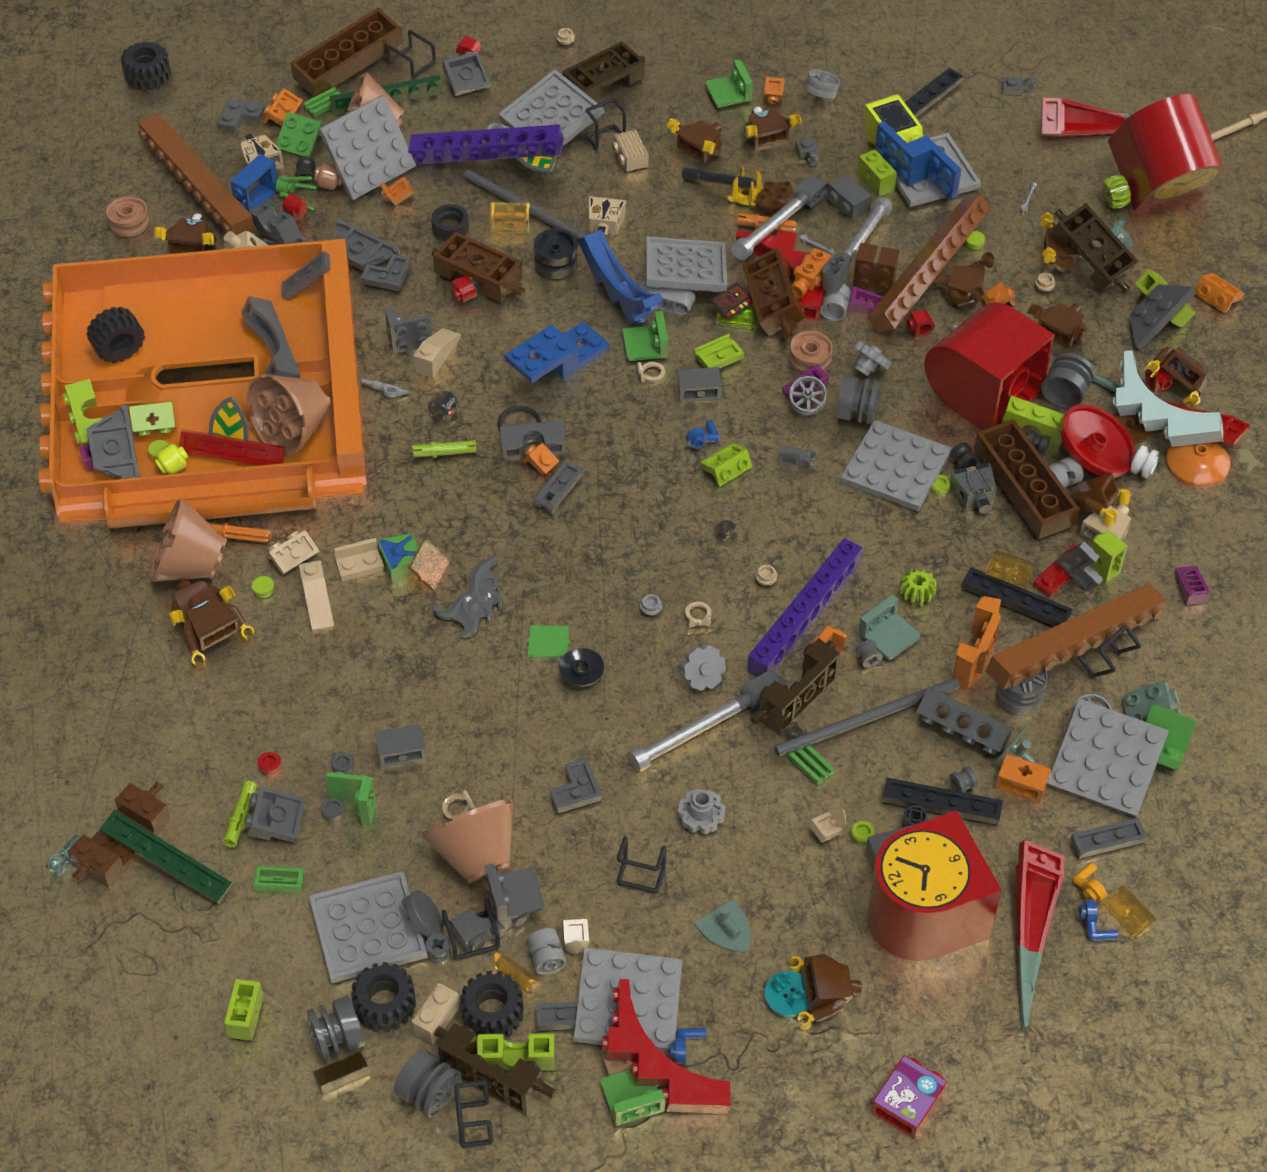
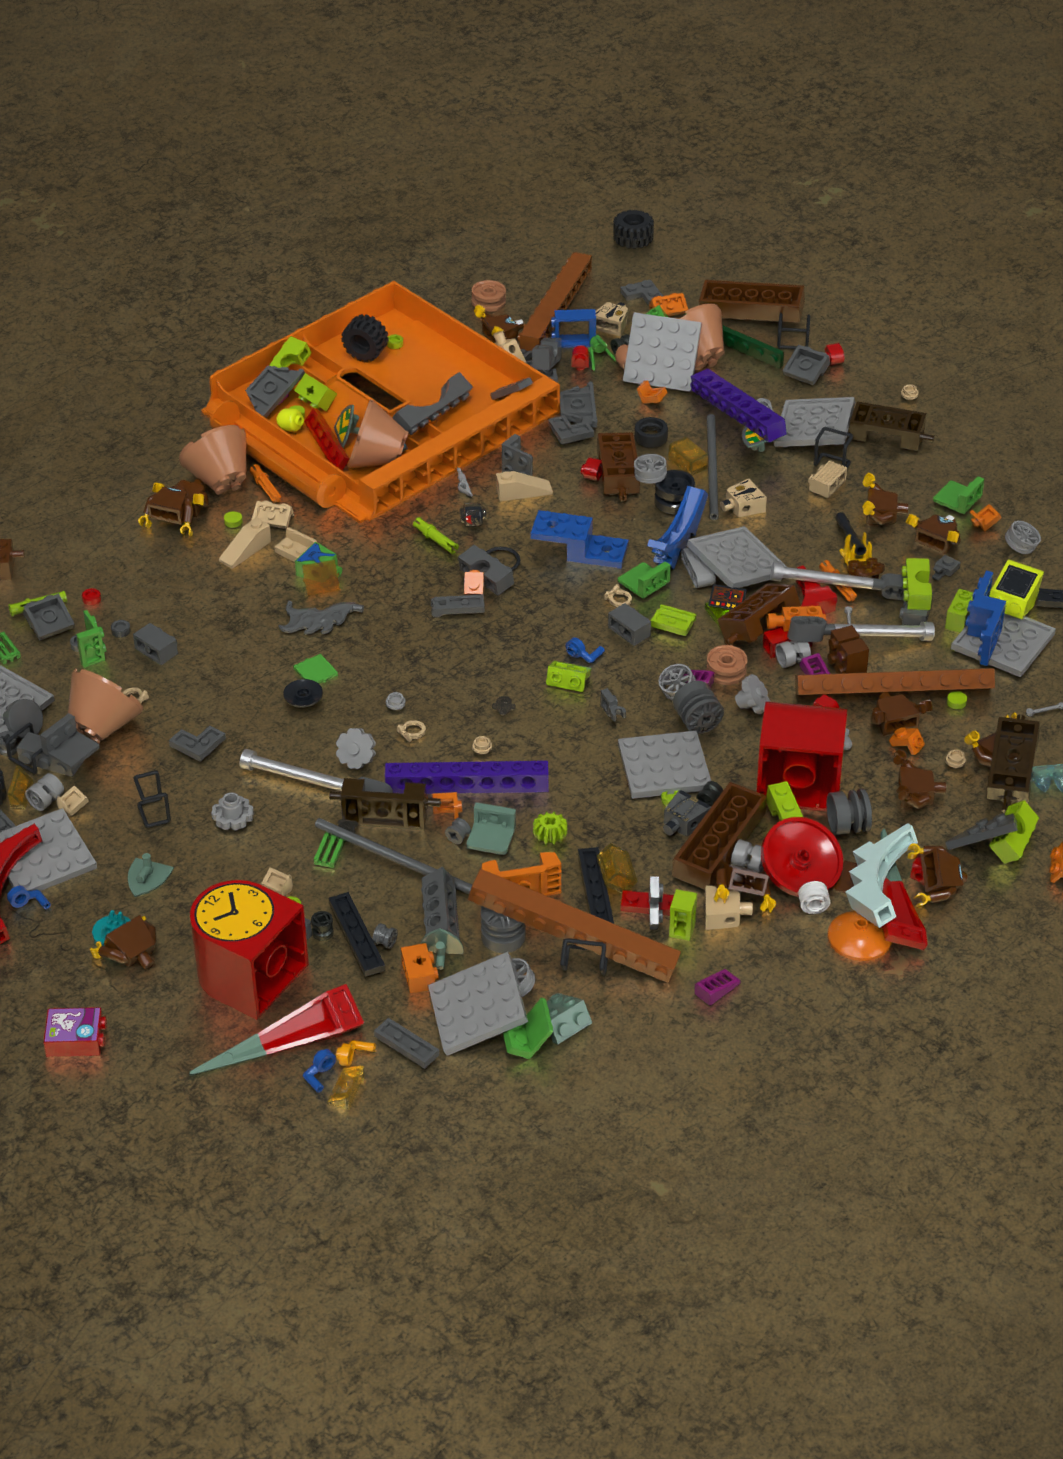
camera: 55 degrees right, 10 degrees down
(526, 241) = (650, 468): none -> light grey wheel
(846, 183) = (917, 585): none -> lime arch
(1039, 442) = (765, 823): pearl dark grey wheel -> none

